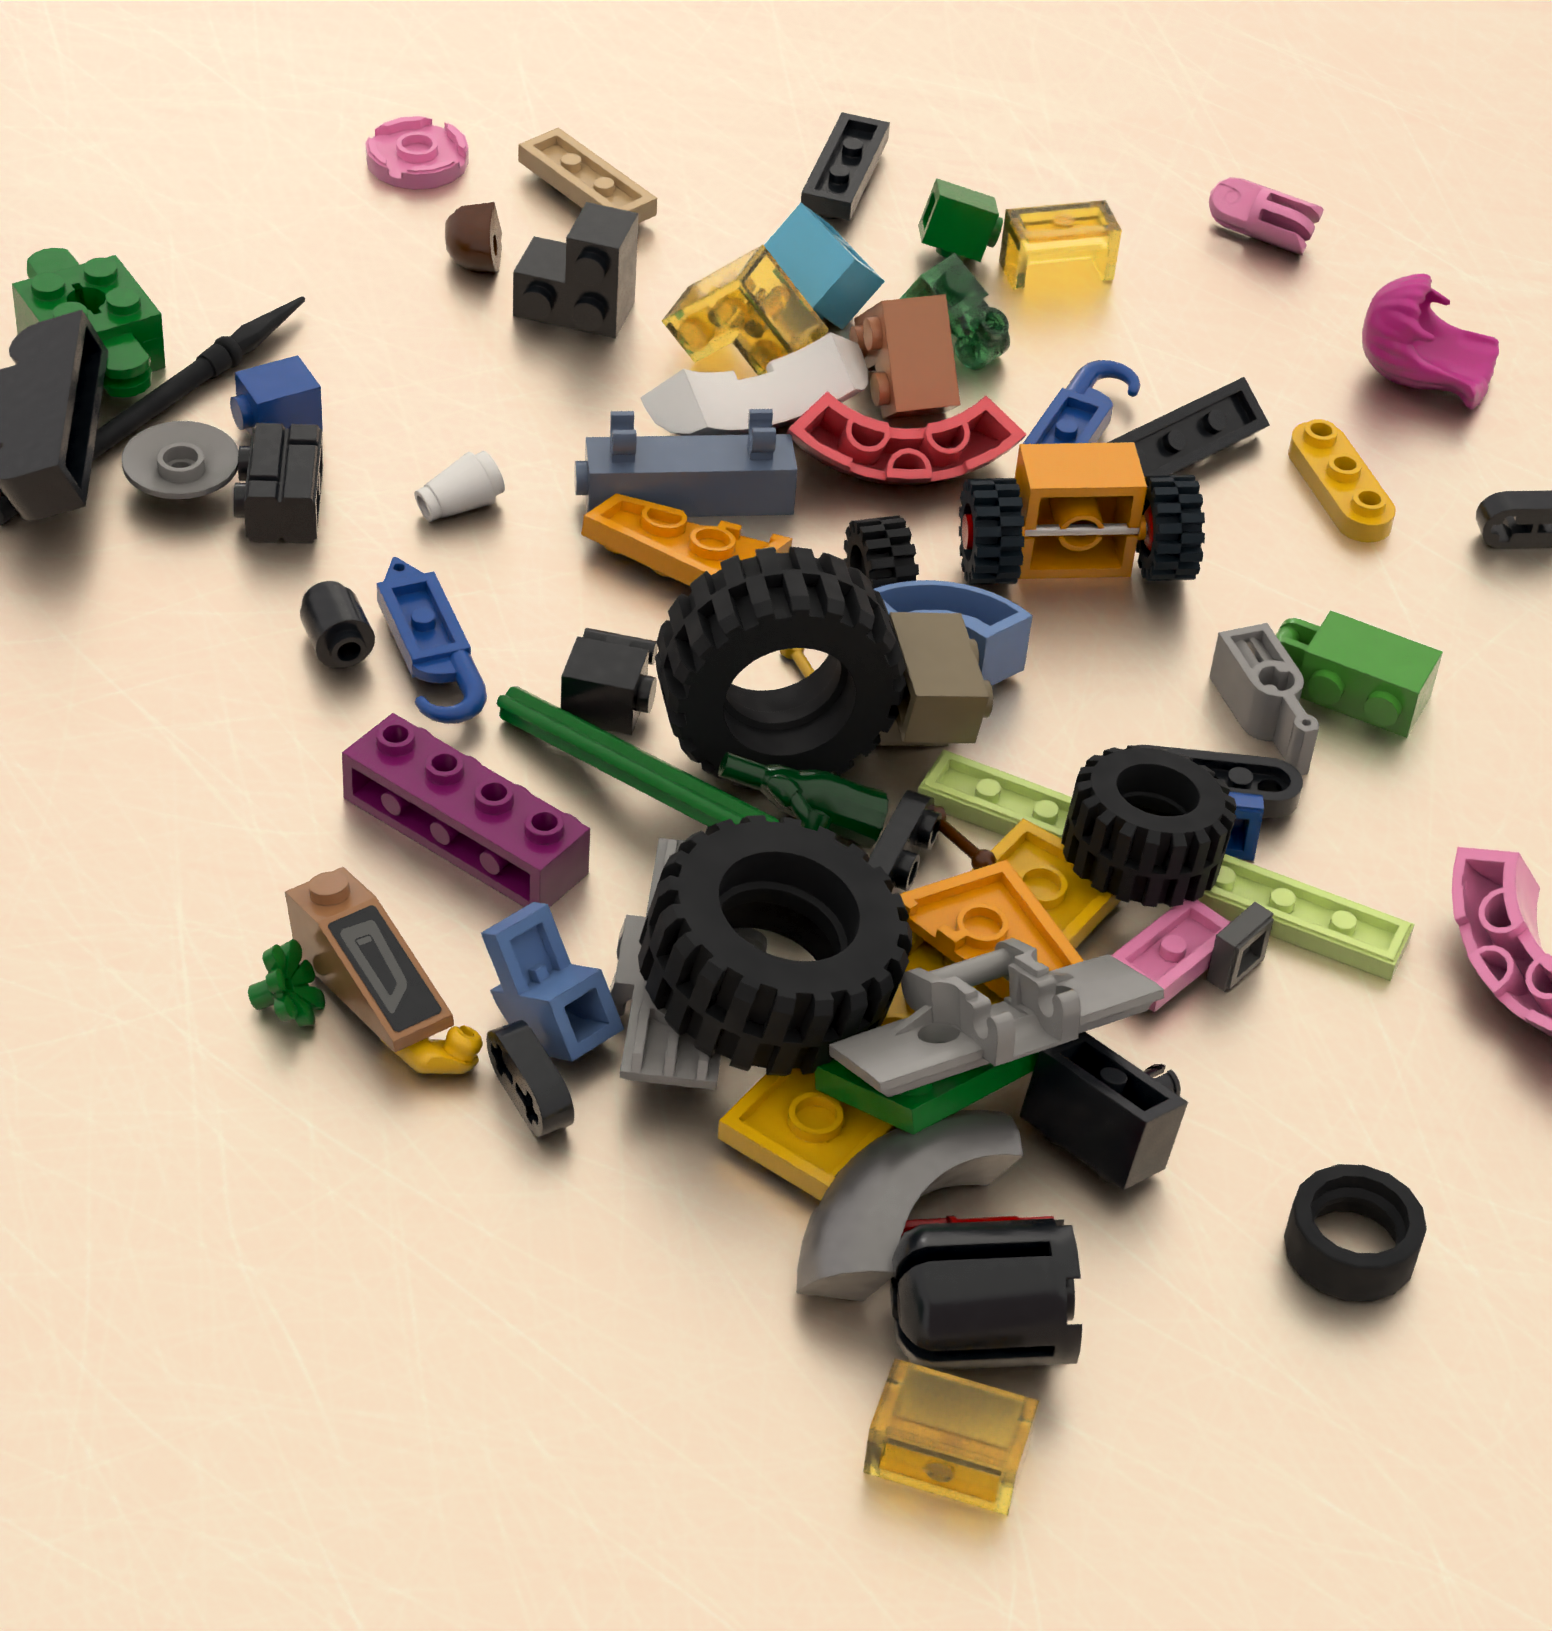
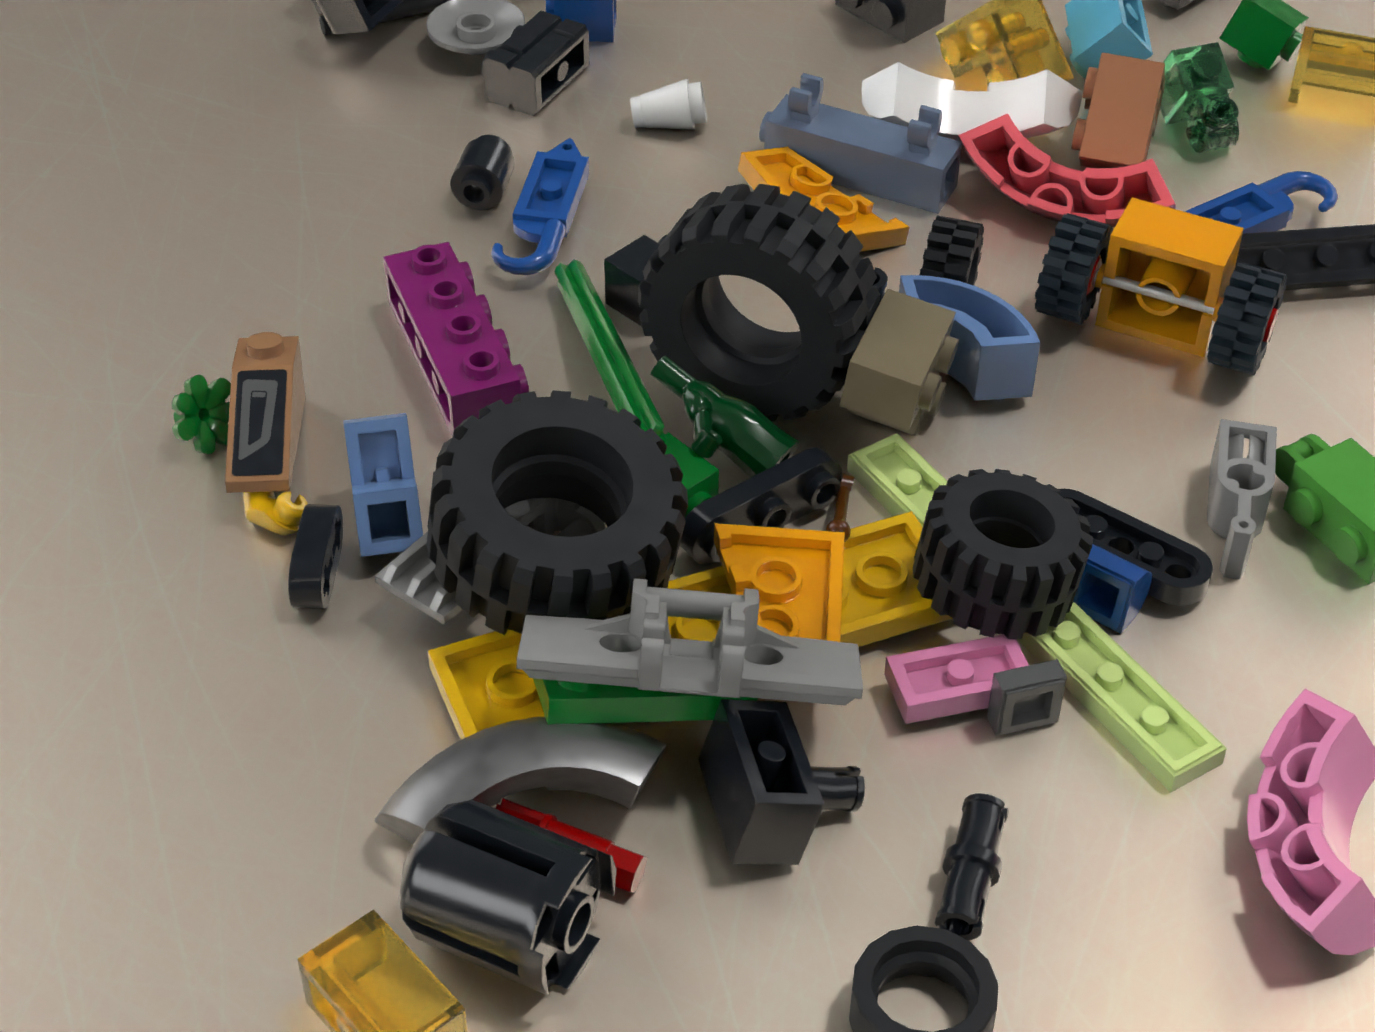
camera: 35 degrees right, 0 degrees up
(1303, 1105) = (972, 866): none -> black pin

